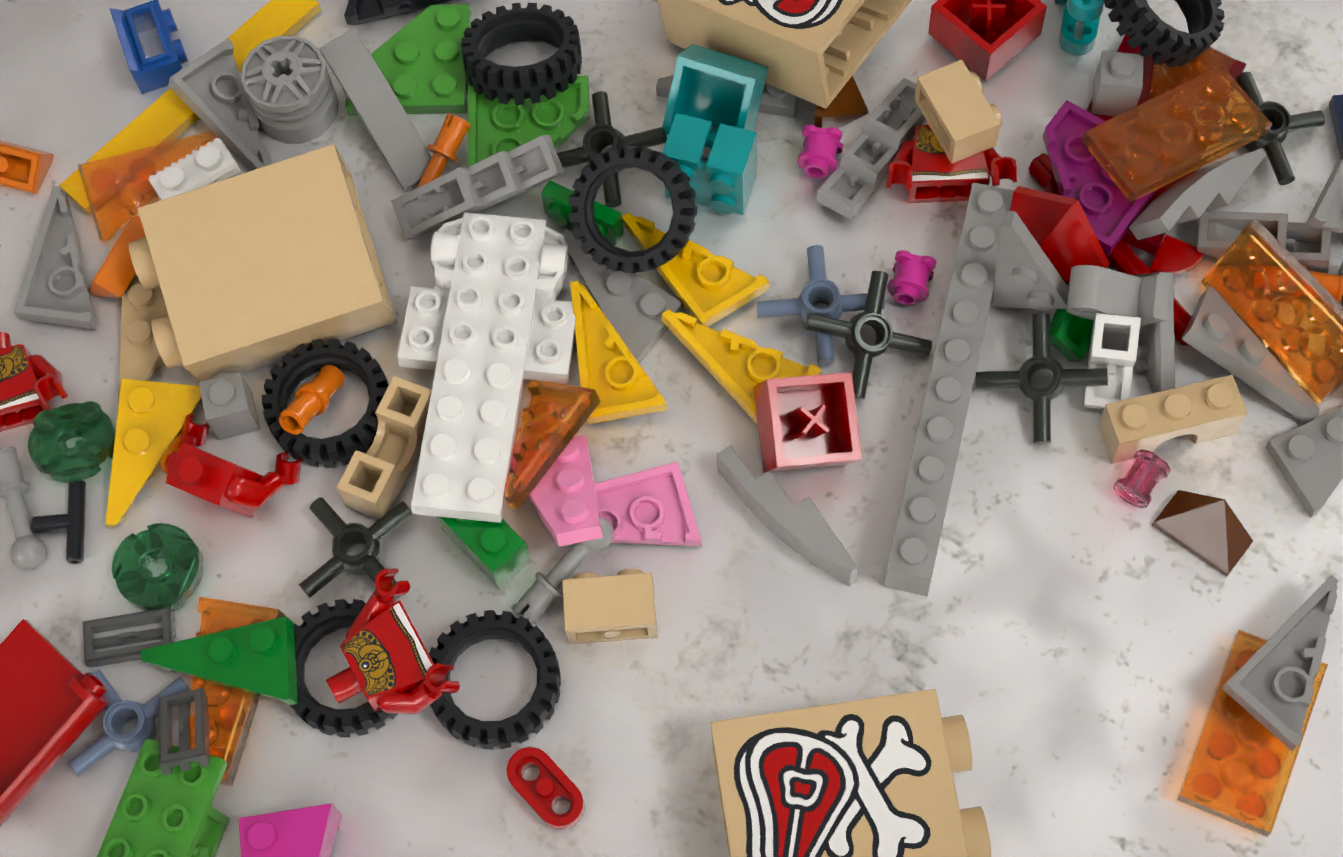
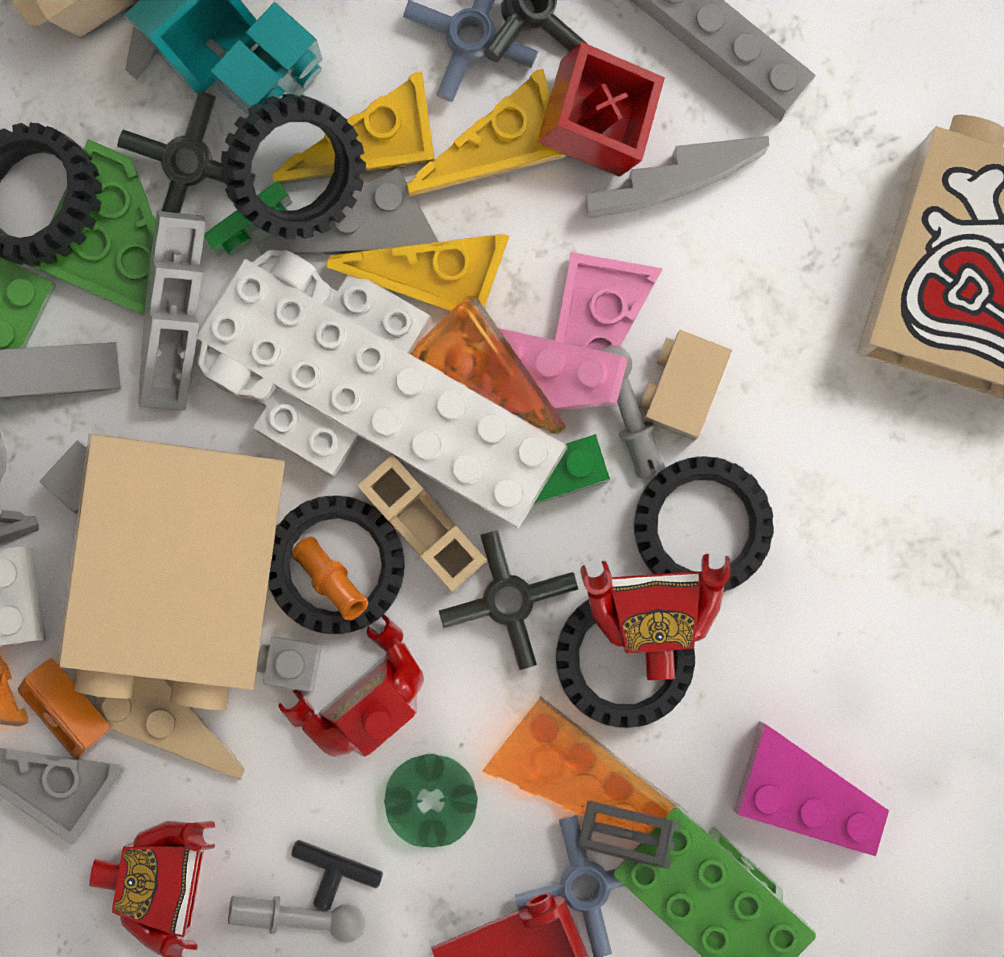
camera: 70 degrees left, 20 degrees up
(56, 426) = (272, 820): clear green plate -> none
(126, 654) = (498, 816): dark grey tile -> none
(146, 426) = (272, 756): yellow wing -> none
(248, 657) = (579, 748): green wing -> none
(445, 147) = (103, 327): orange pin -> none
(546, 789) = (829, 523): red plate -> none

